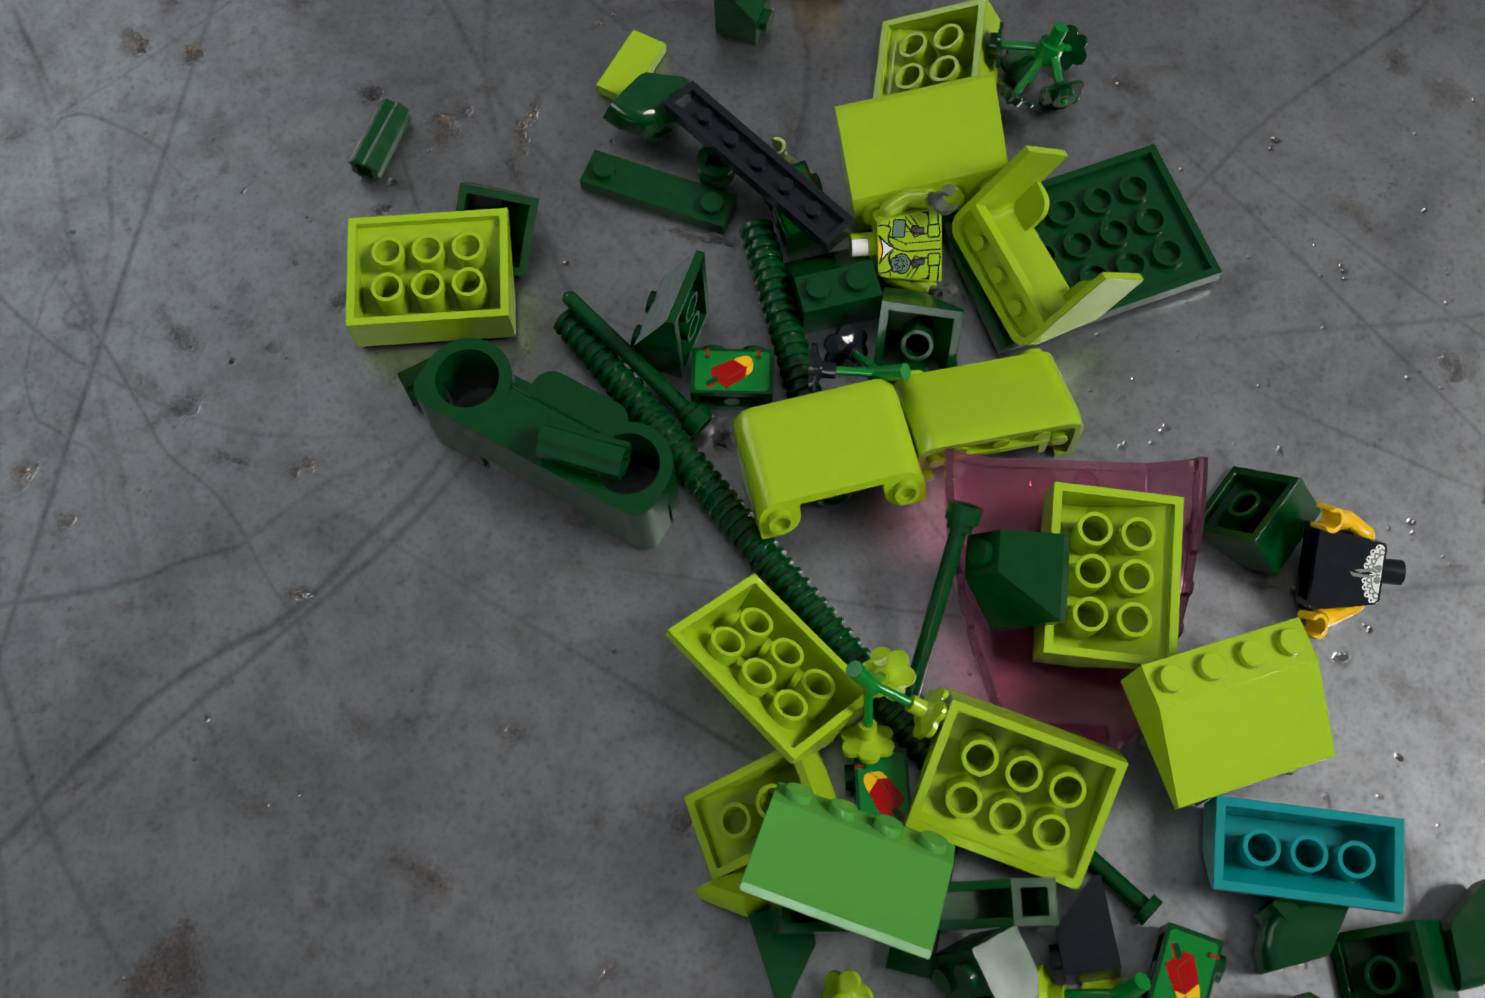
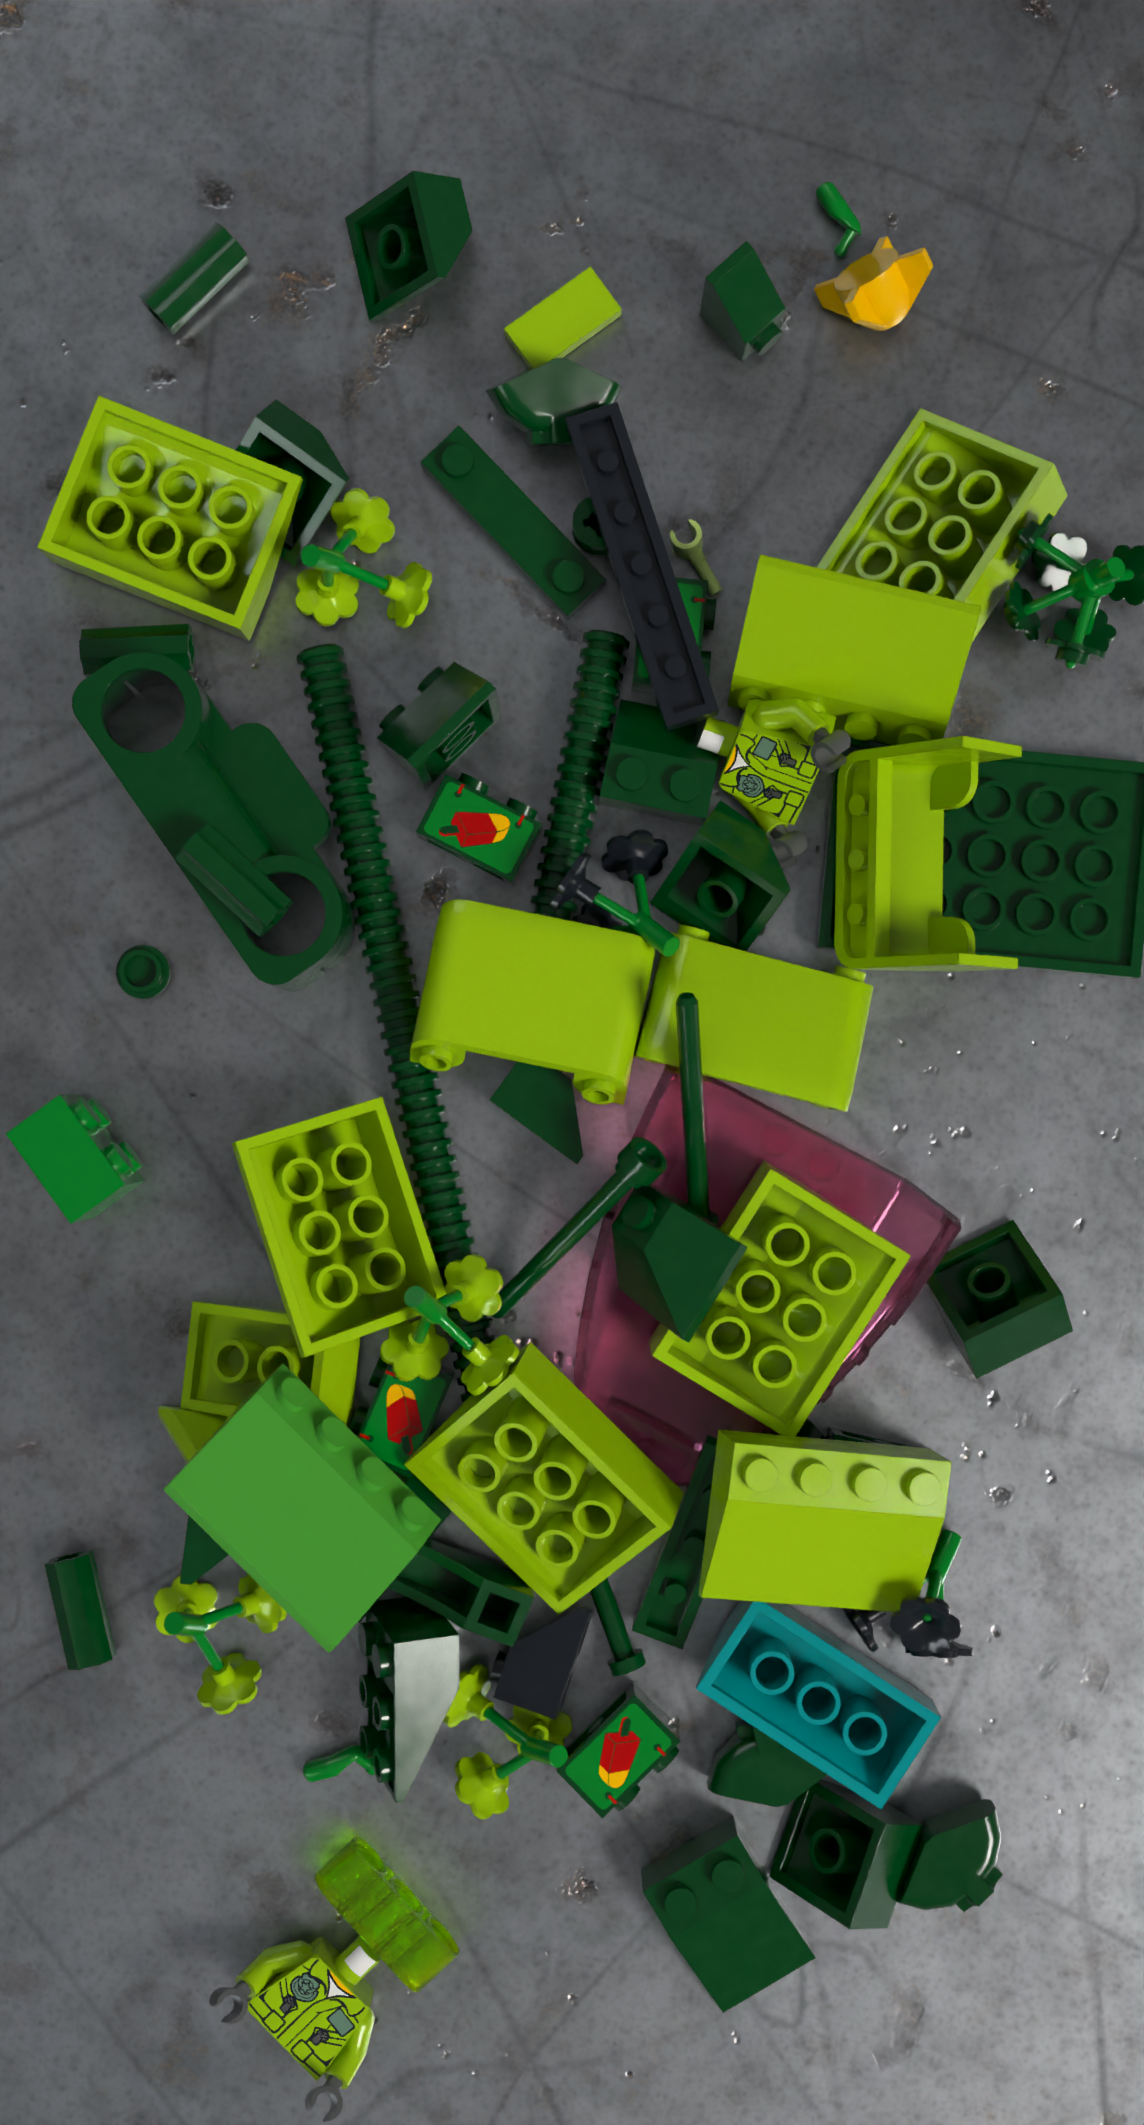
camera: 25 degrees right, 20 degrees up
(508, 60) = (407, 239): none -> dark green slope
(540, 579) = (143, 972): none -> dark green plate
(551, 718) = (77, 1156): none -> green brick
(559, 233) = (332, 585): none -> lime plant
(693, 416) = (410, 853): dark green piece -> none
(870, 534) = (544, 1104): none -> dark green slope
(971, 456) = (693, 1104): none -> dark green bar
(1147, 802) = (673, 1588): none -> dark green plate
(1341, 569) = (1048, 1414): black torso -> none
(1348, 749) = (922, 1622): none -> black plant

